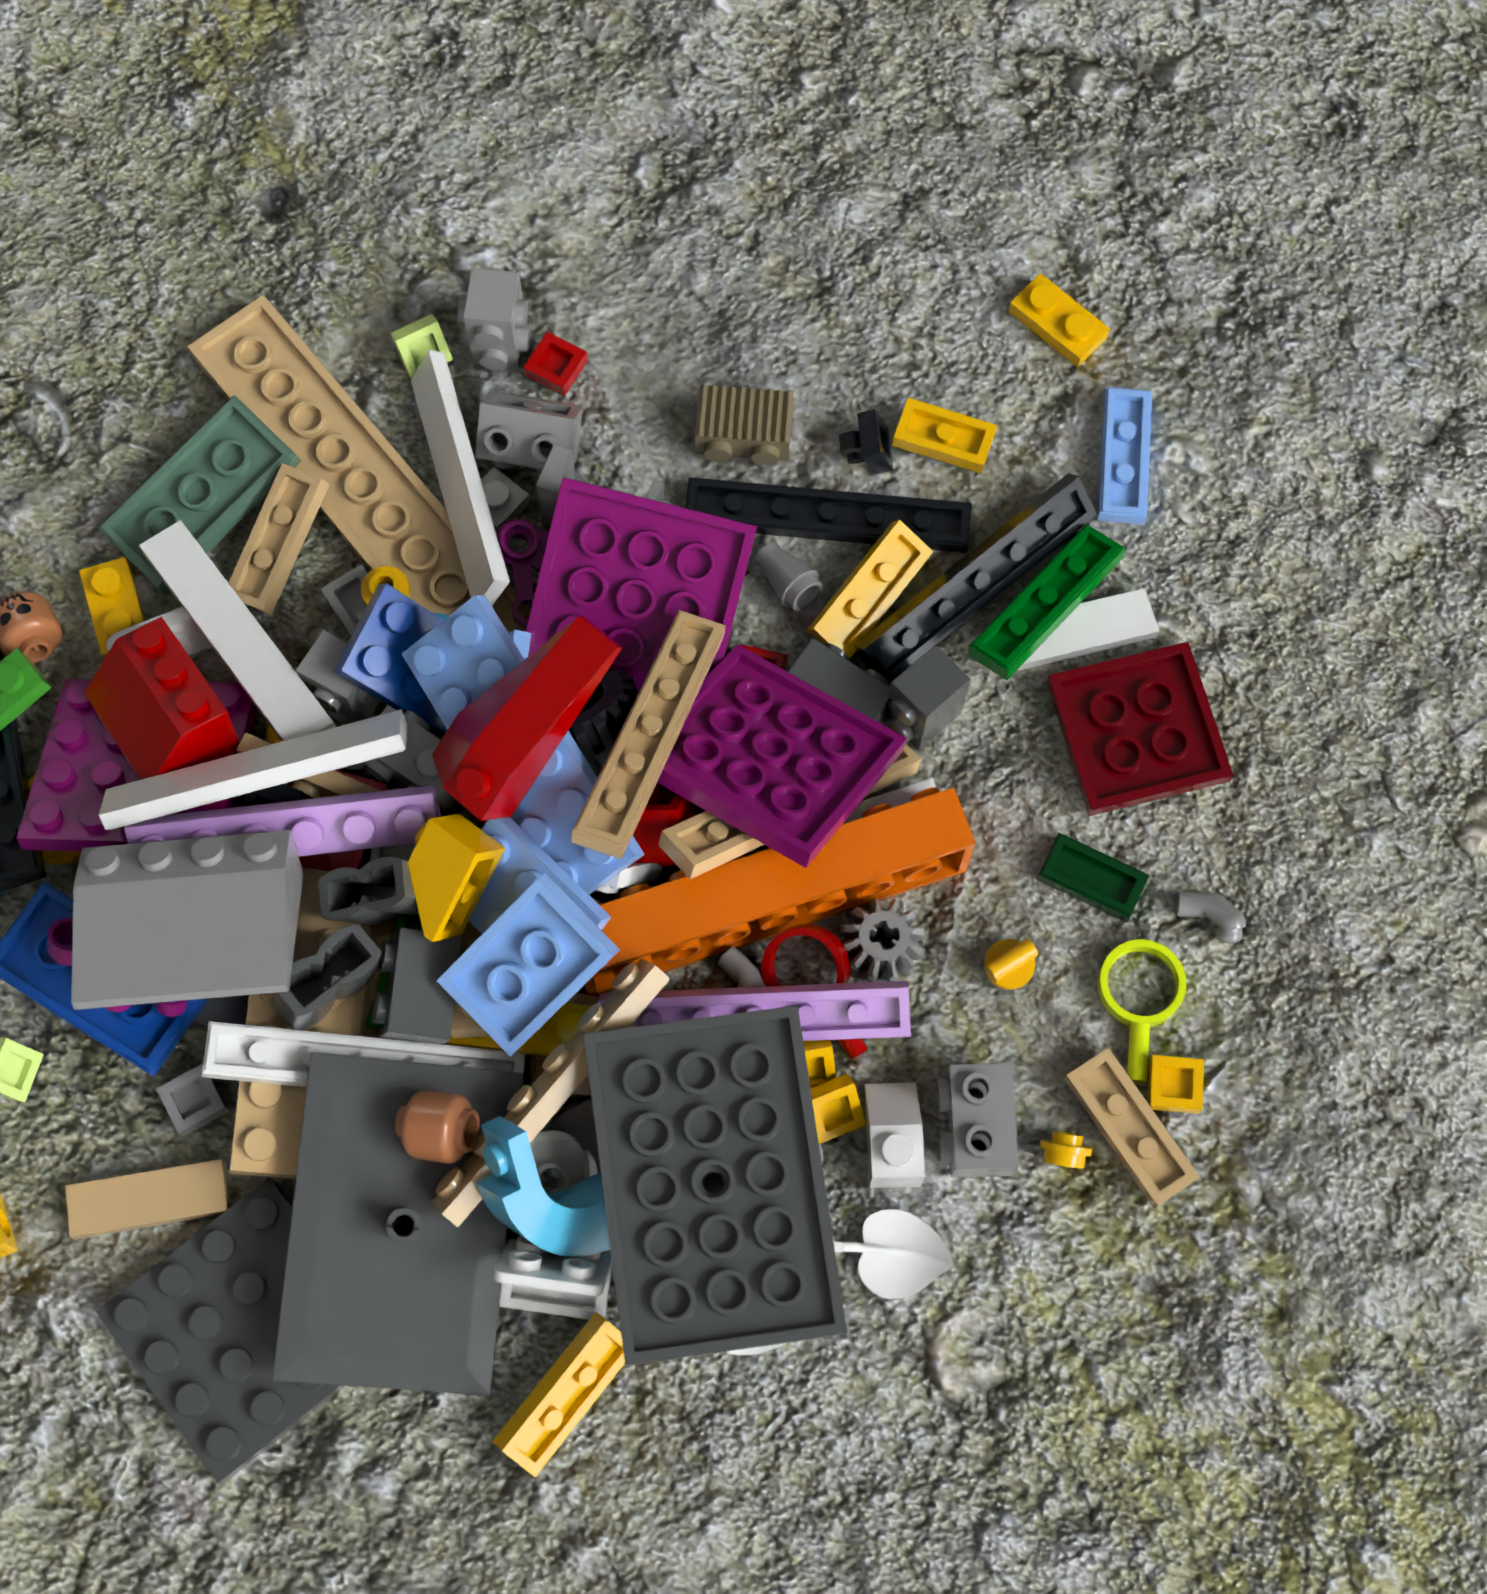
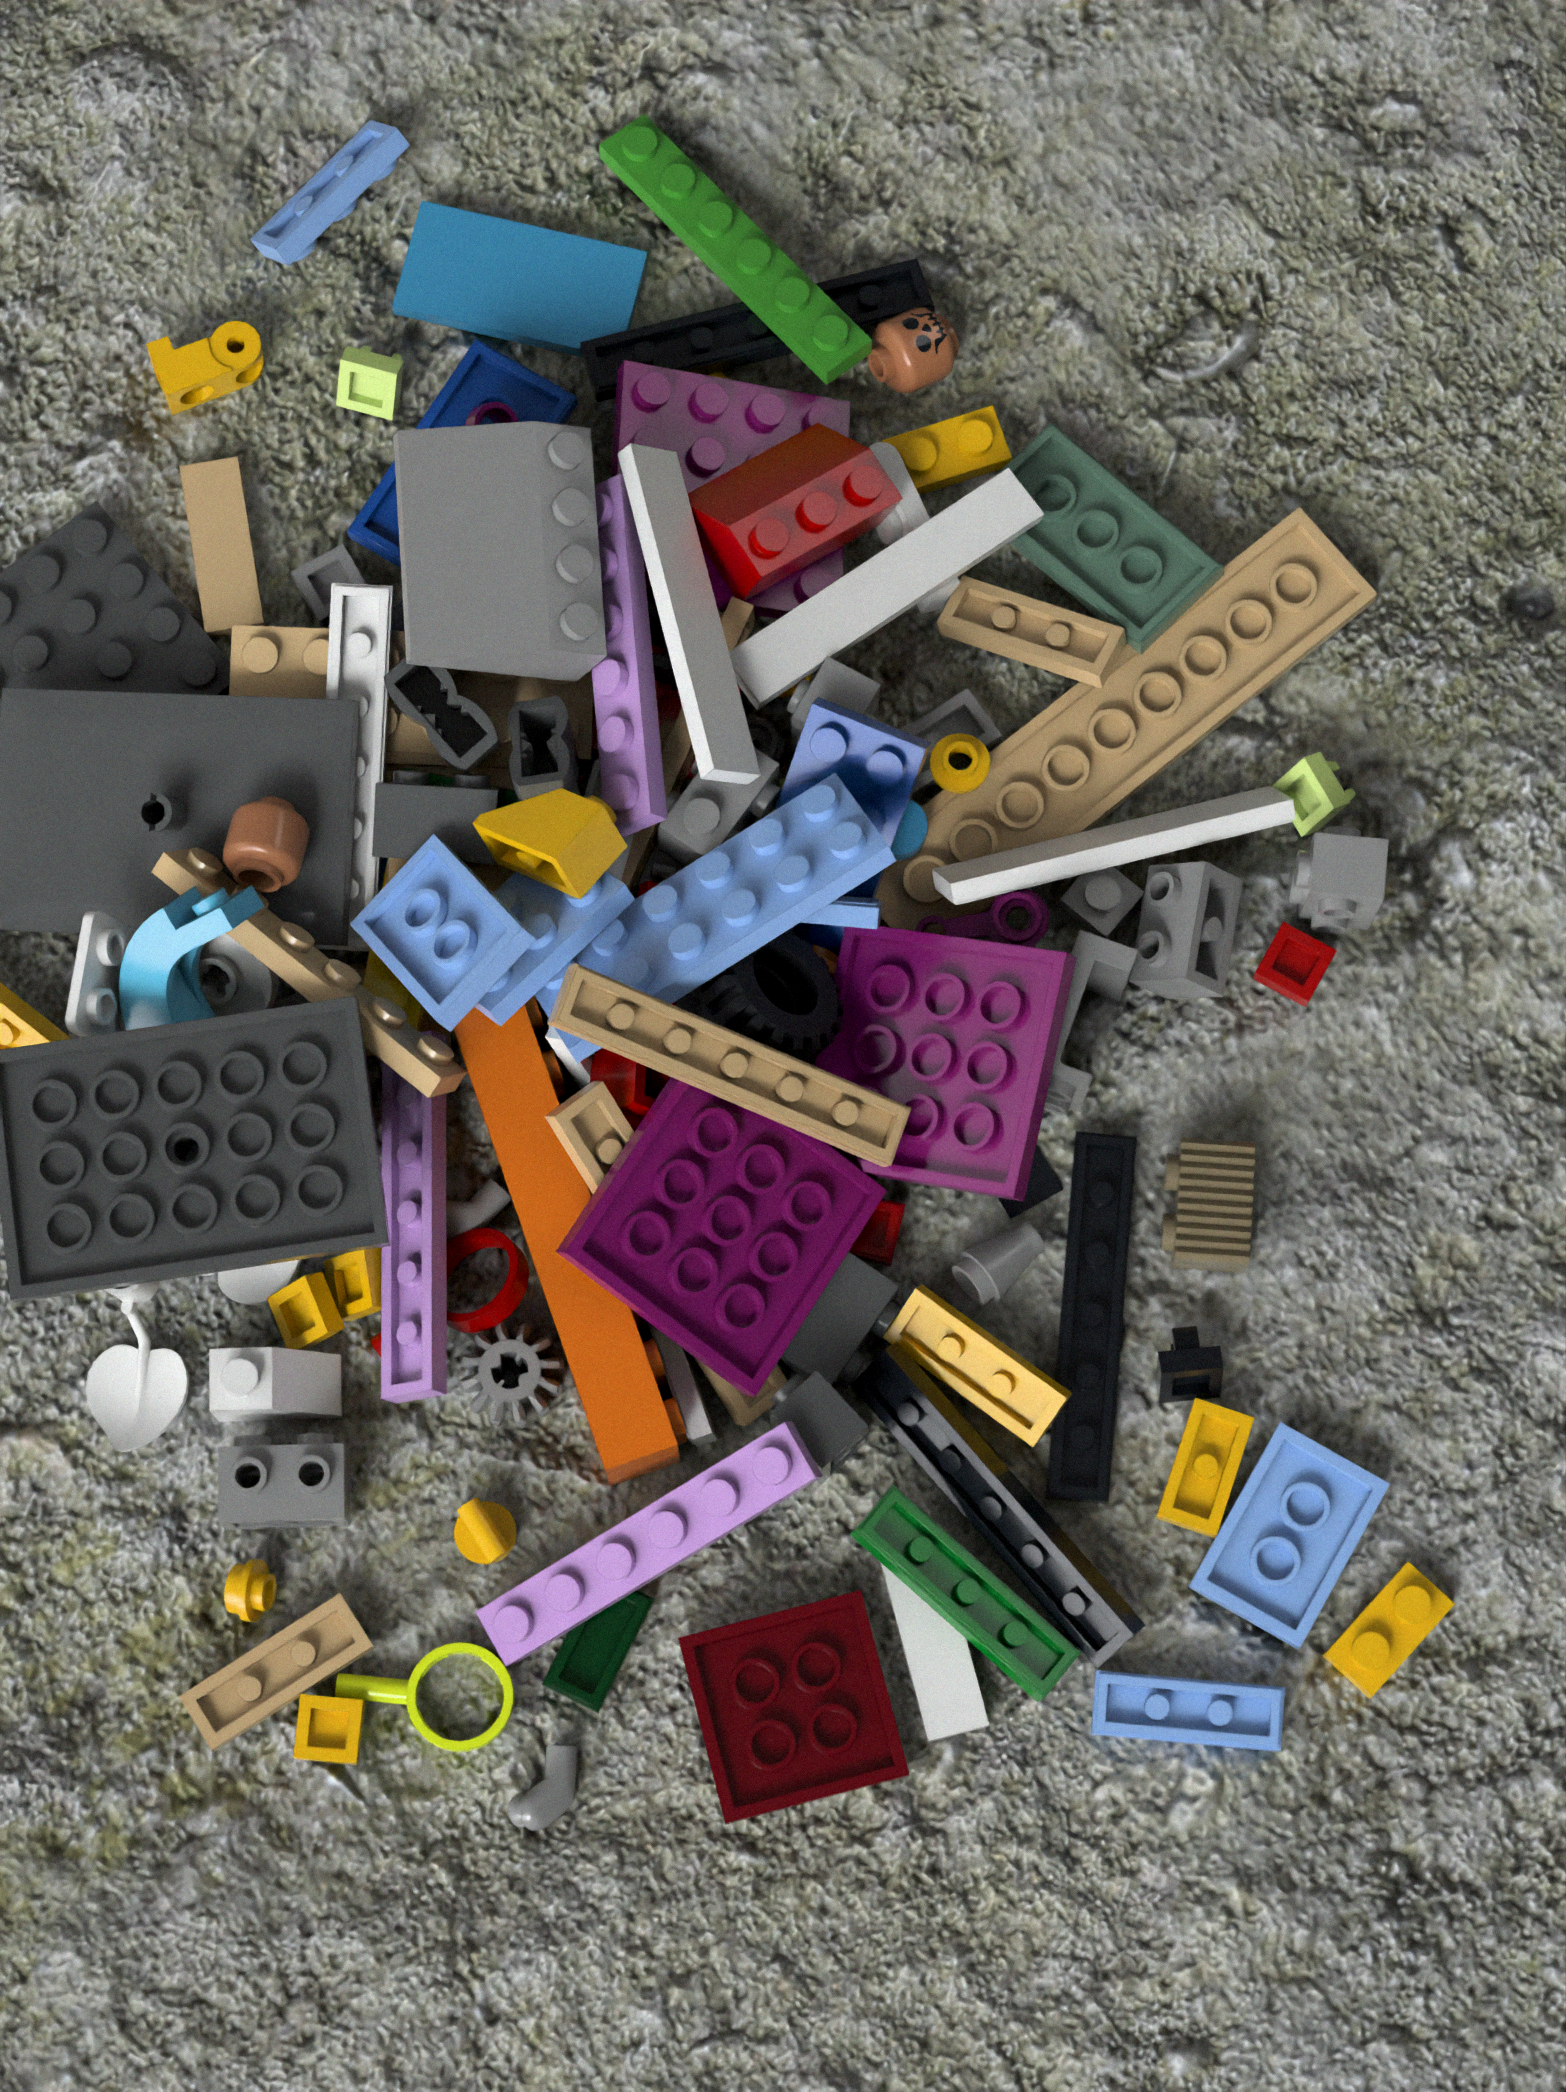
camera: 90 degrees right, 5 degrees up
(517, 723) = (722, 901): red wedge -> none
(994, 379) = (1289, 1535): none -> light blue plate
(1025, 822) = (649, 1543): none -> lavender plate

